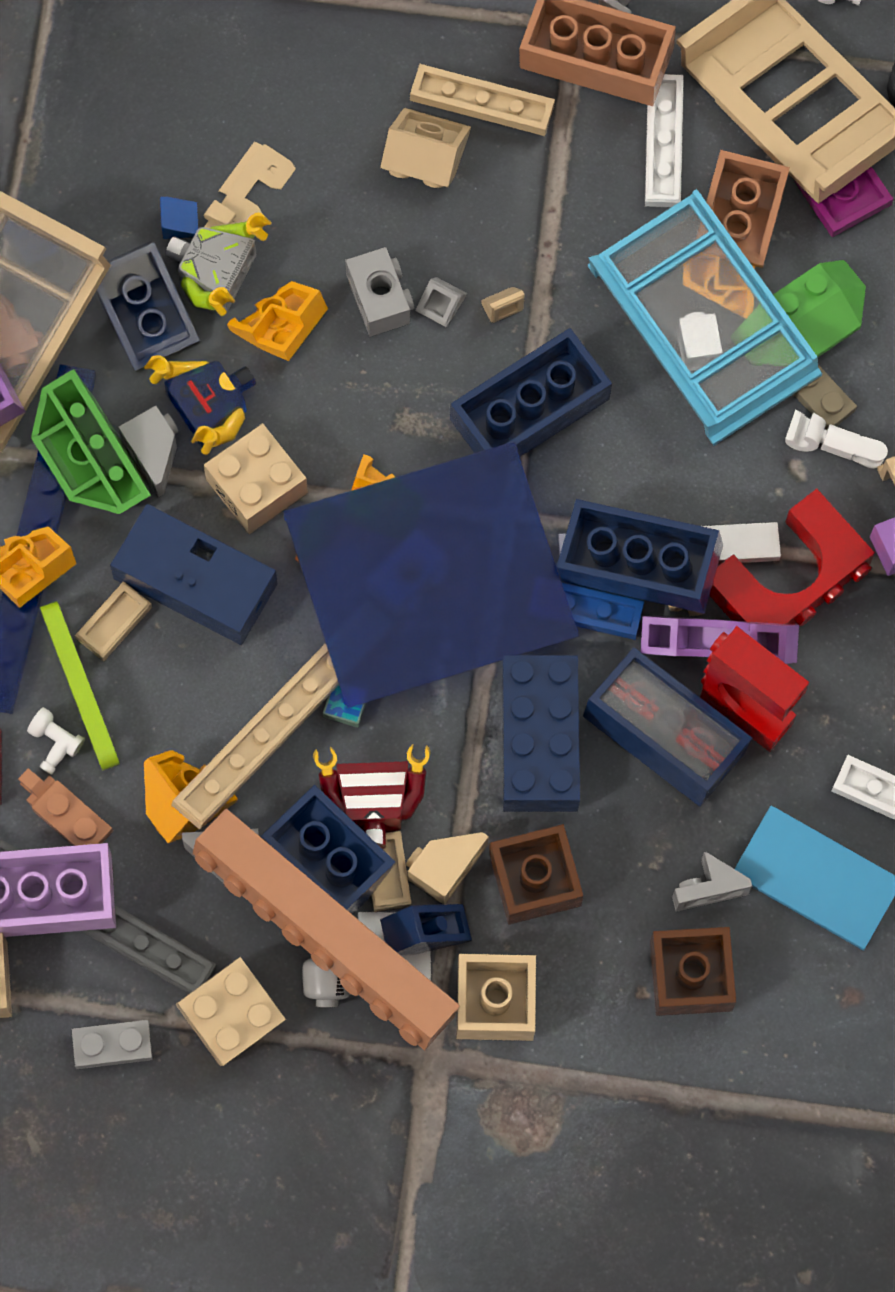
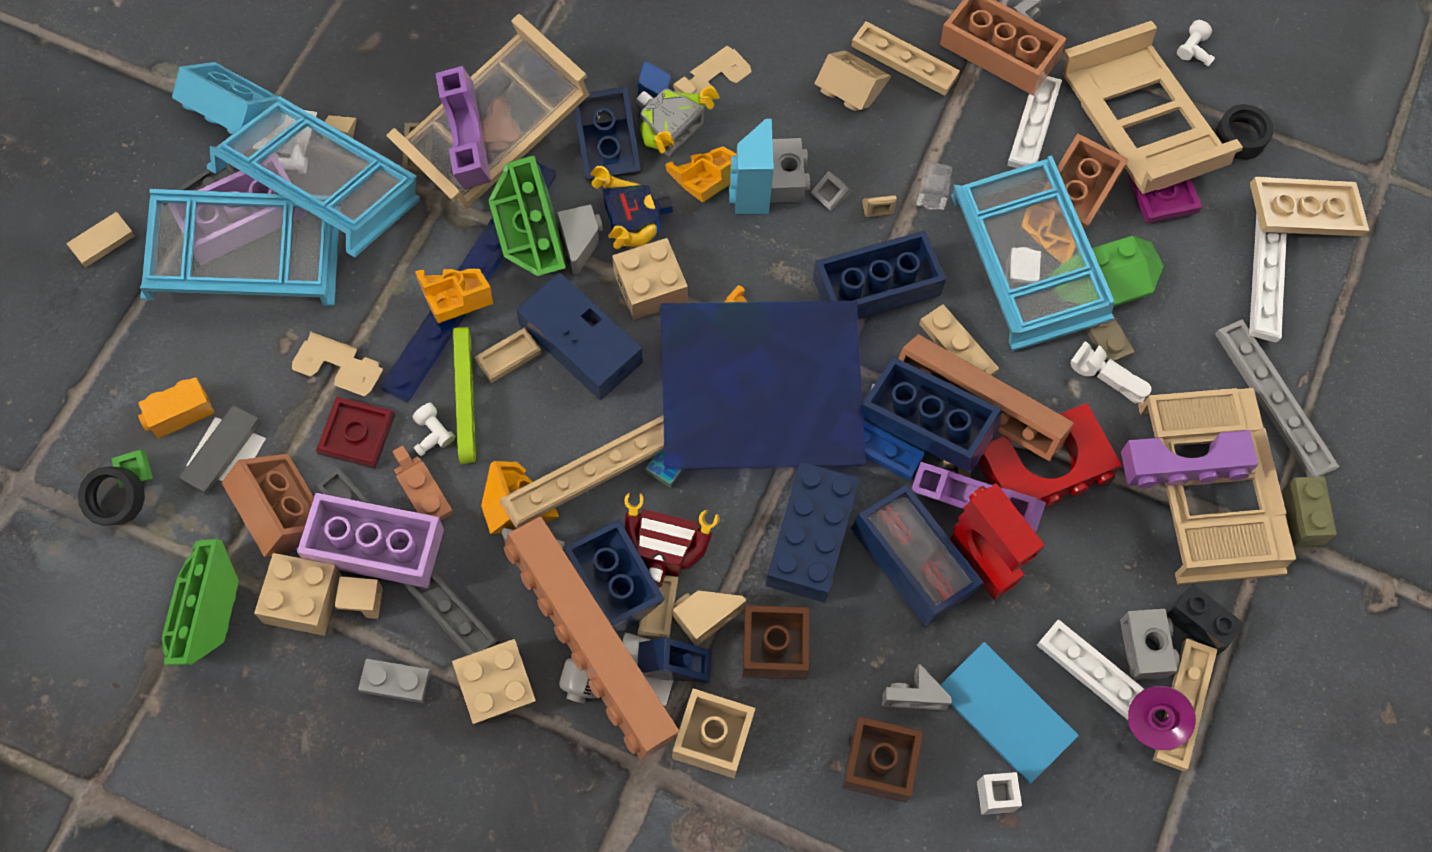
camera: 15 degrees right, 5 degrees down
(39, 959) = (359, 595): none -> tan panel
(343, 311) = (753, 171): none -> medium azure slope
(564, 262) = (934, 186): none -> clear brick
(648, 457) = (953, 337): none -> tan plate
(745, 528) = (1021, 416): none -> nougat brick
(831, 970) = (999, 793): none -> white brick

